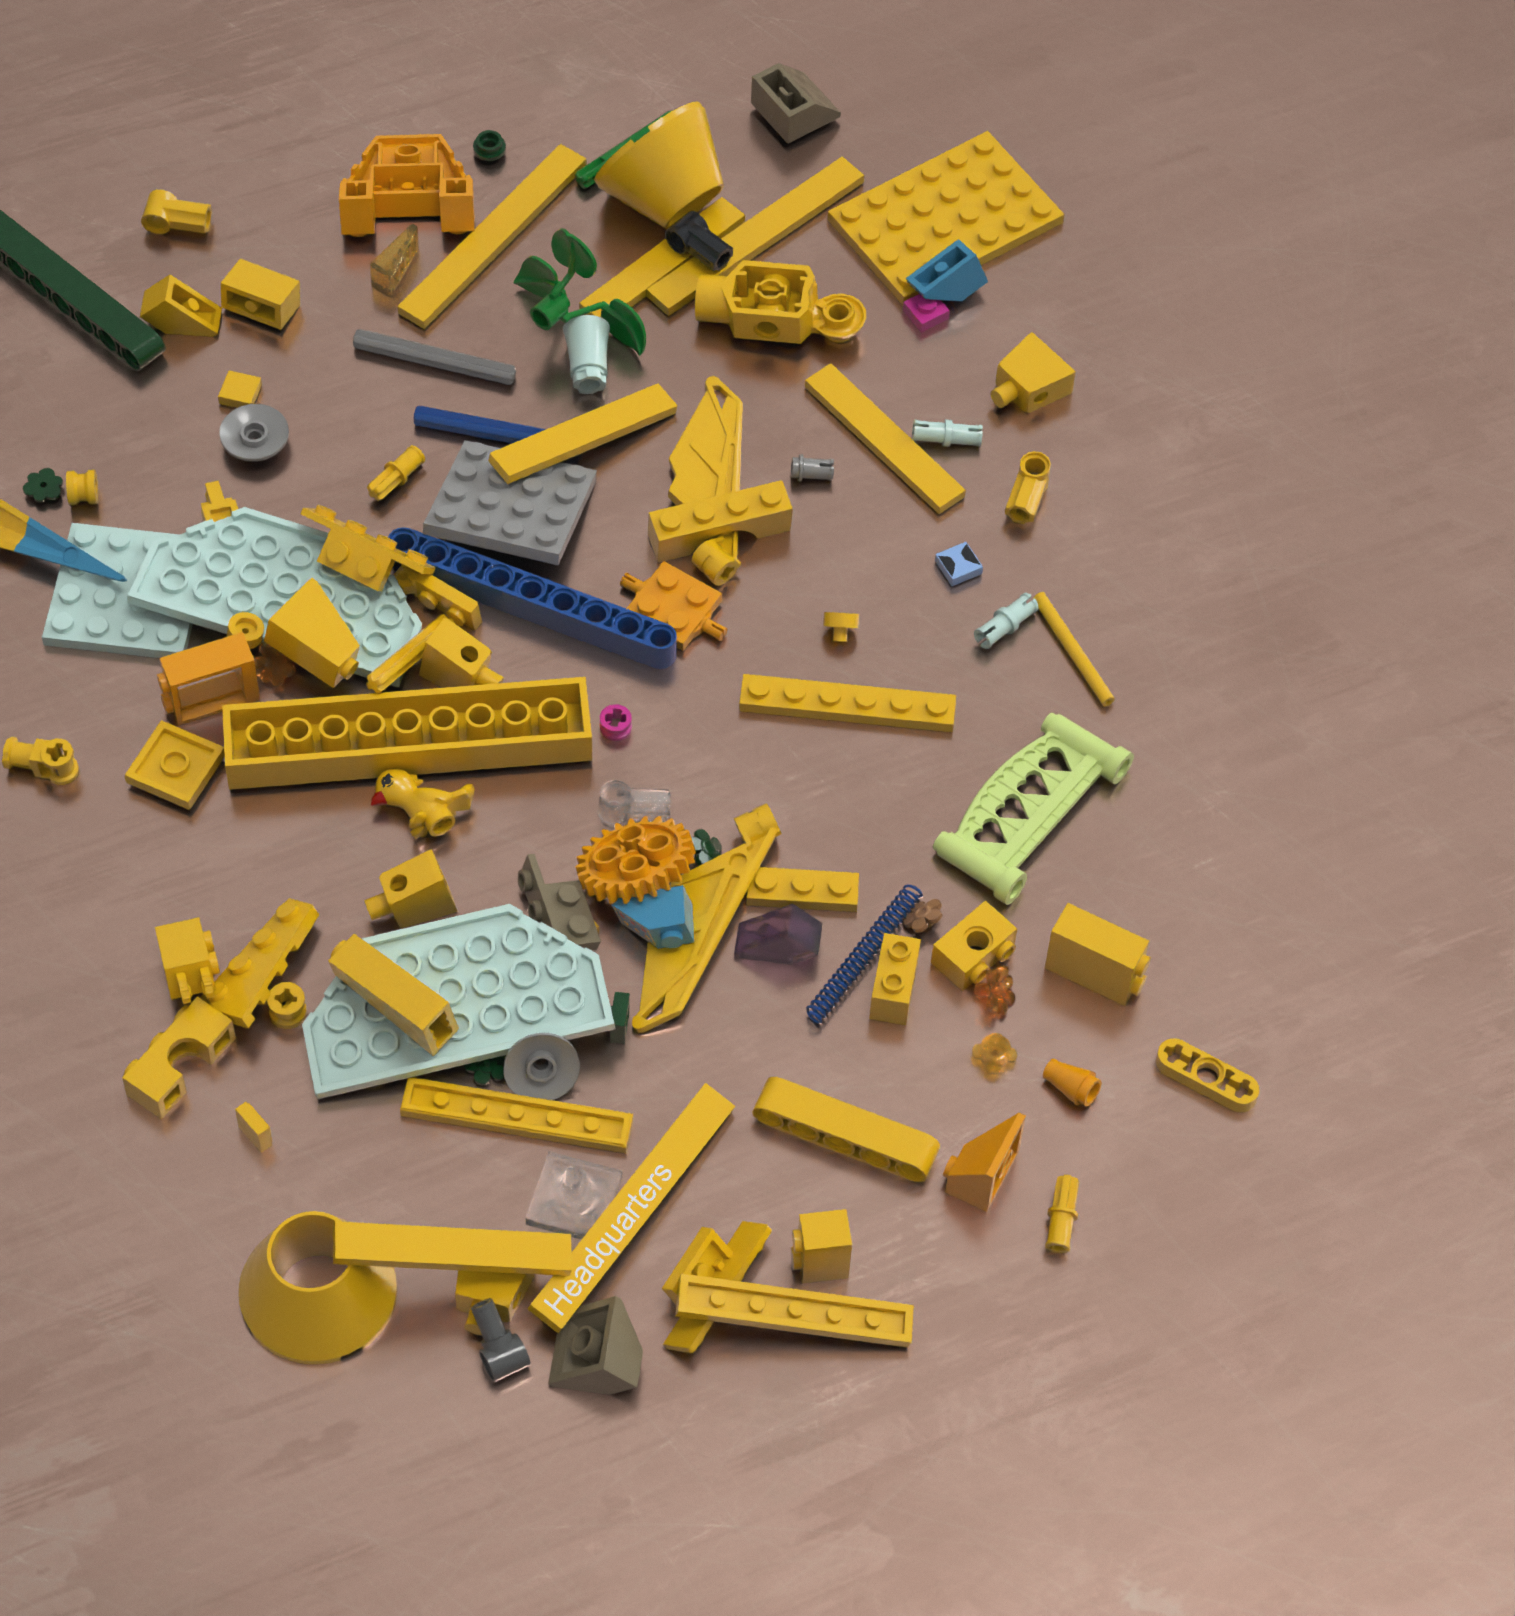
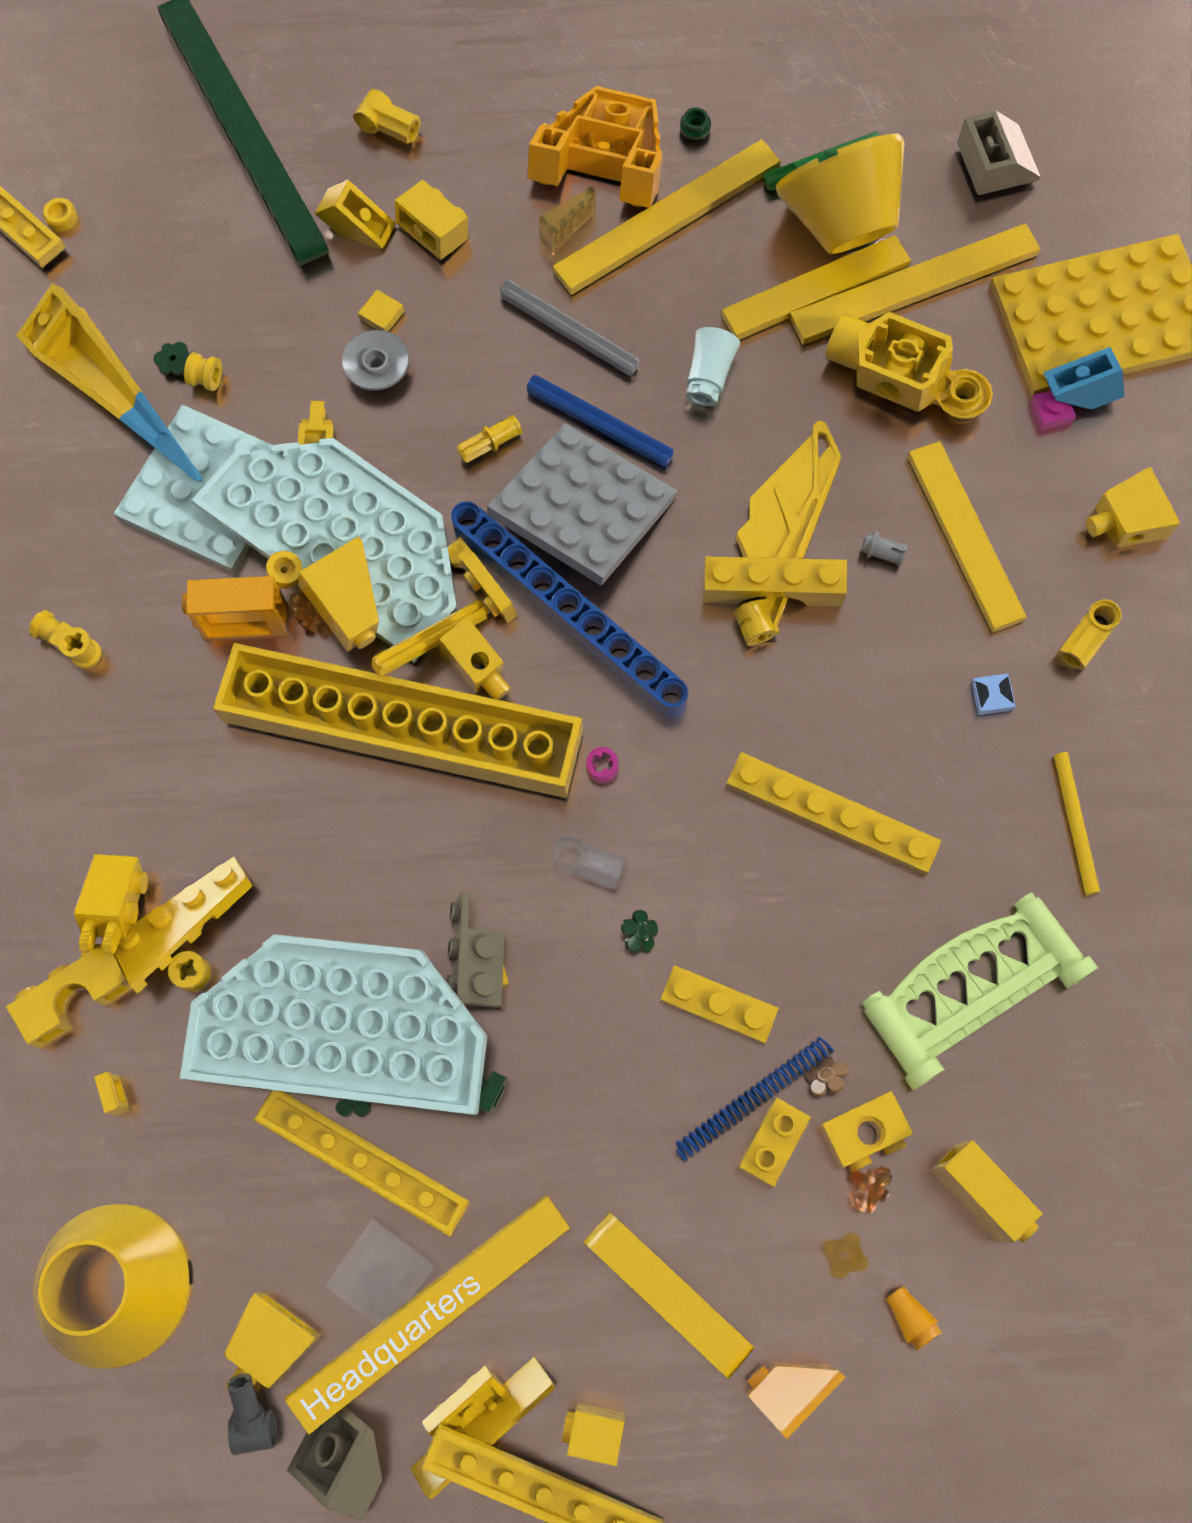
camera: 25 degrees right, 15 degrees up
(175, 765) = (180, 682): yellow plate -> none
(359, 554) = (419, 519): yellow bracket -> none
(394, 993) = (273, 1014): yellow slope -> none
(413, 892) = (344, 894): yellow torso -> none
(428, 808) = (391, 804): yellow animal -> none
(452, 1248) = (221, 1327): yellow tile -> none
(543, 281) = (692, 309): green plant -> none
(544, 1080) = (395, 1127): light grey dish -> none
(582, 433) = (674, 449): yellow tile -> none
(635, 859) = (545, 947): light orange gear -> none
(659, 919) = (566, 999): dark azure slope -> none
(677, 601) = (701, 655): light orange plate -> none
(693, 236) = (852, 271): black piece -> none
(716, 894) = (605, 1005): yellow wing -> none
(779, 936) = (676, 1055): slope -> none
(841, 623) = (855, 725): yellow tile -> none
(947, 433) = (1029, 549): light aqua pin -> none
(1006, 620) = (1019, 773): light aqua pin -> none
(1062, 1214) = (852, 1468): yellow axle -> none
(1201, 1059) = (1067, 1387): yellow beam -> none

